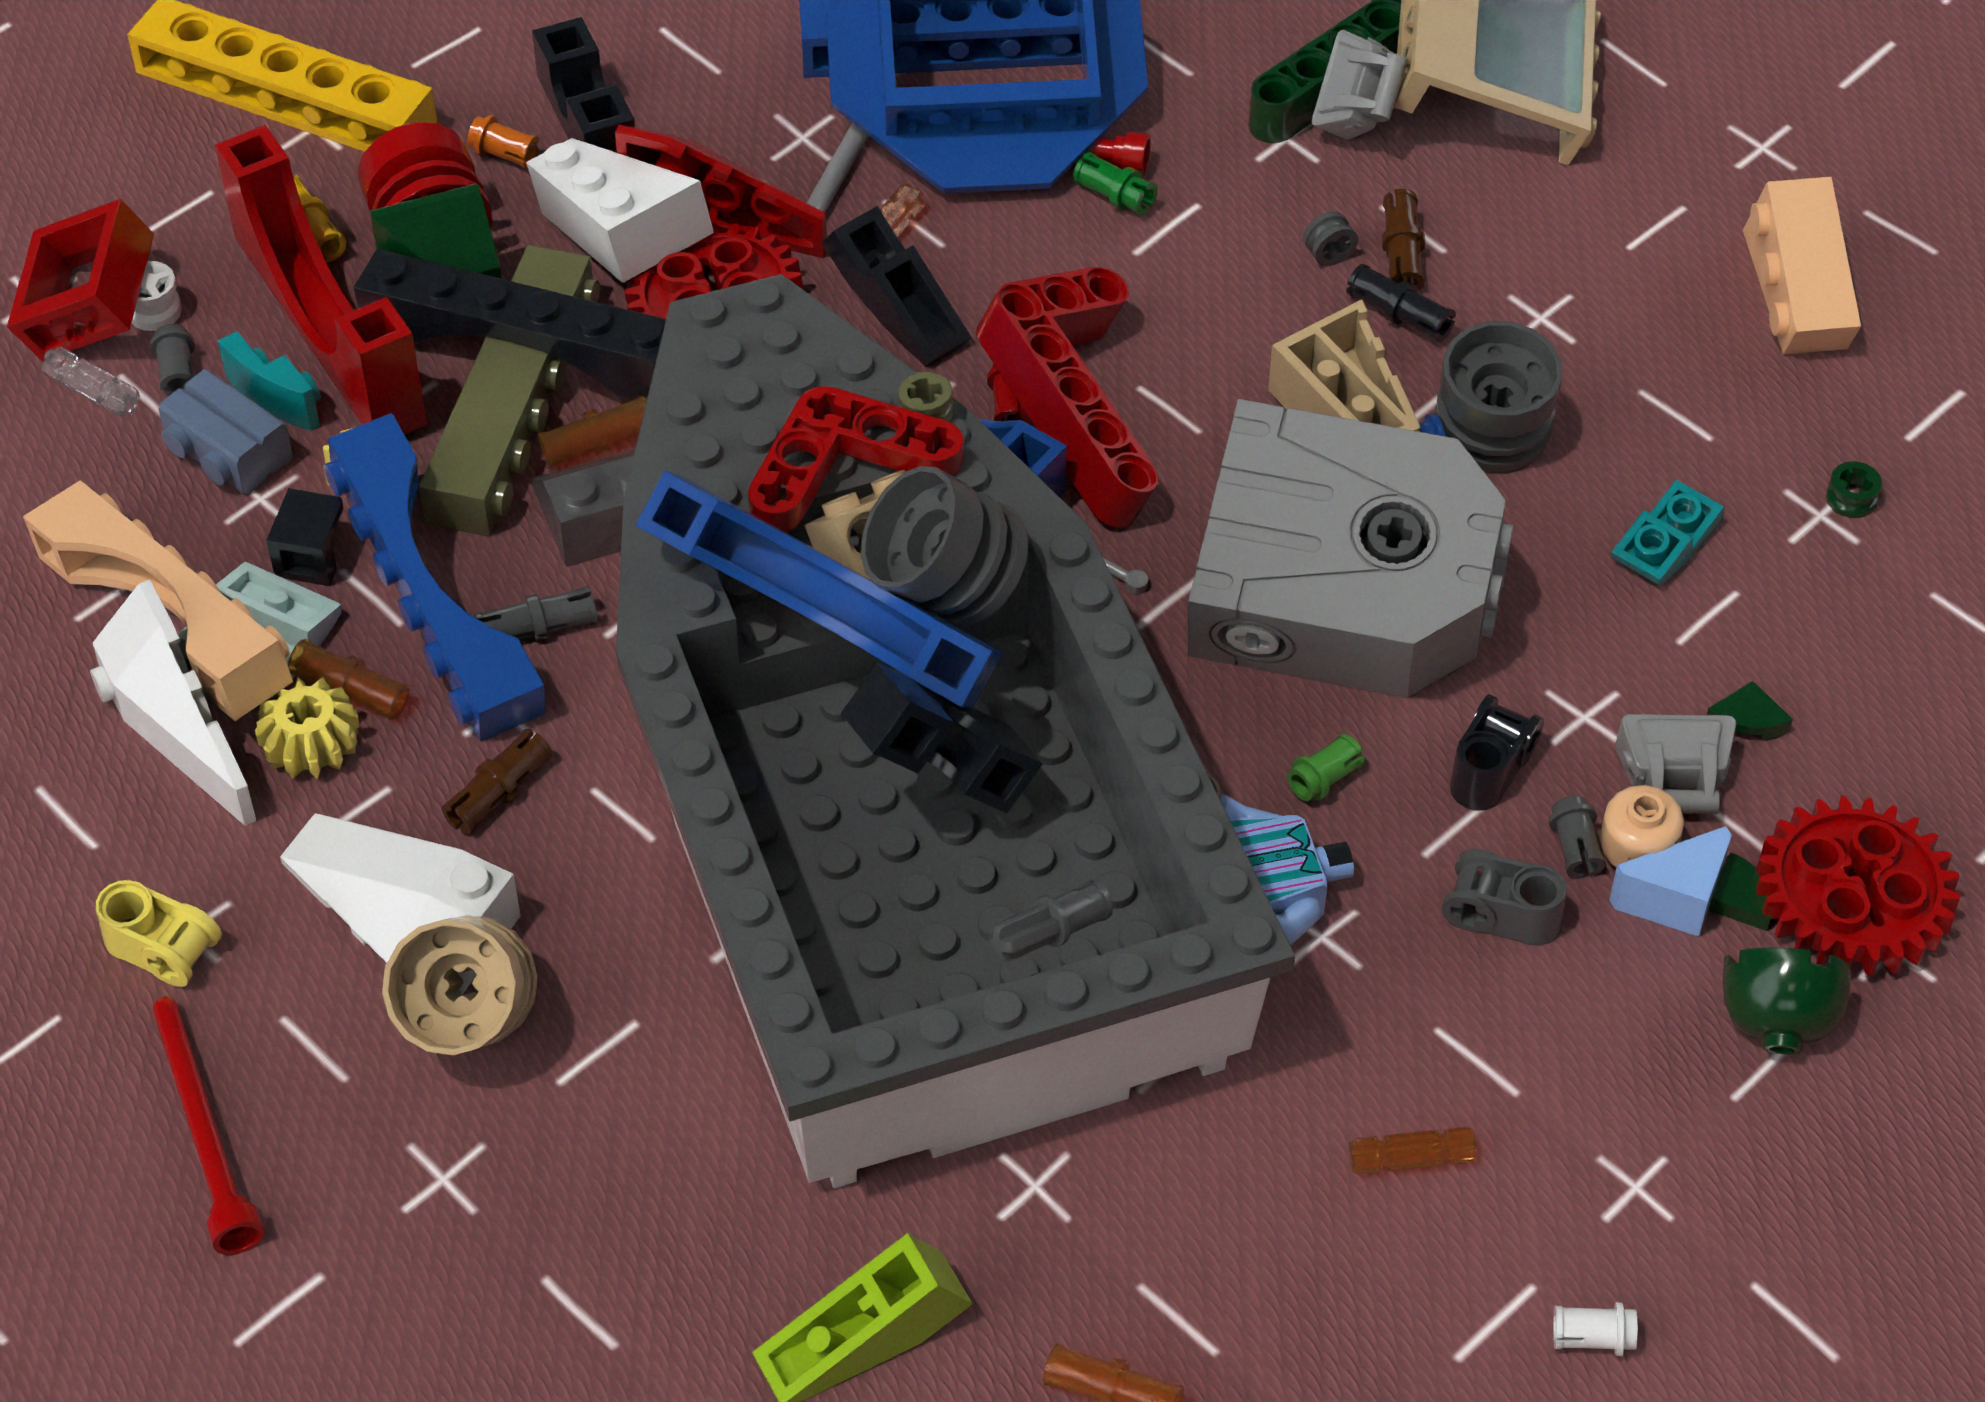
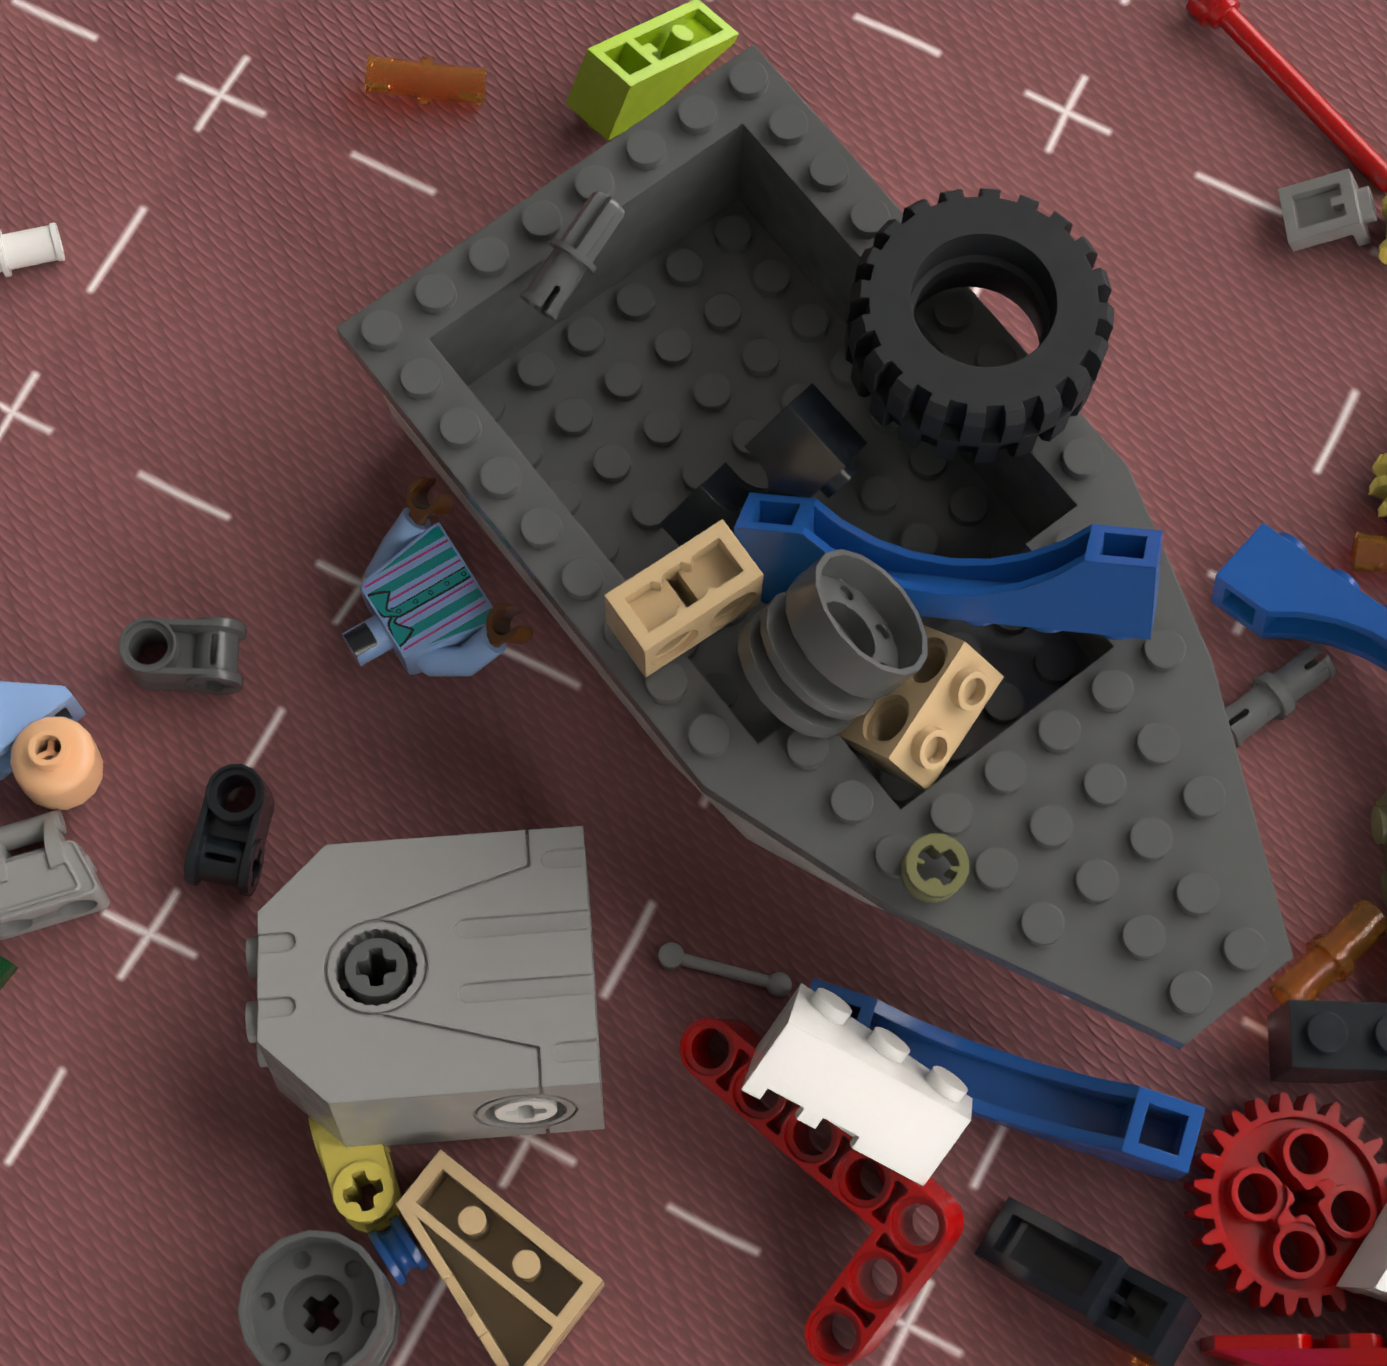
camera: 160 degrees right, 20 degrees up
(248, 981) = (1327, 210): none -> light grey bracket
(396, 882) = (1224, 342): white wedge -> none
(424, 984) = (1133, 211): tan wheel -> none
(496, 781) = (1214, 493): reddish brown pin -> none
(586, 506) = (1307, 854): flat silver slope -> none
(708, 797) = (994, 248): none -> black tyre
(830, 437) = (1022, 774): red beam -> none
(1036, 384) = (860, 1084): none -> white wedge
(1059, 597) = (683, 598): none -> tan brick
(1315, 774) = (403, 760): bright green pin -> none
(1412, 1150) = (220, 371): clear orange axle -> none
(1574, 824) = (131, 768): dark grey pin -> none
(1668, 534) = (94, 1209): teal slope -> none

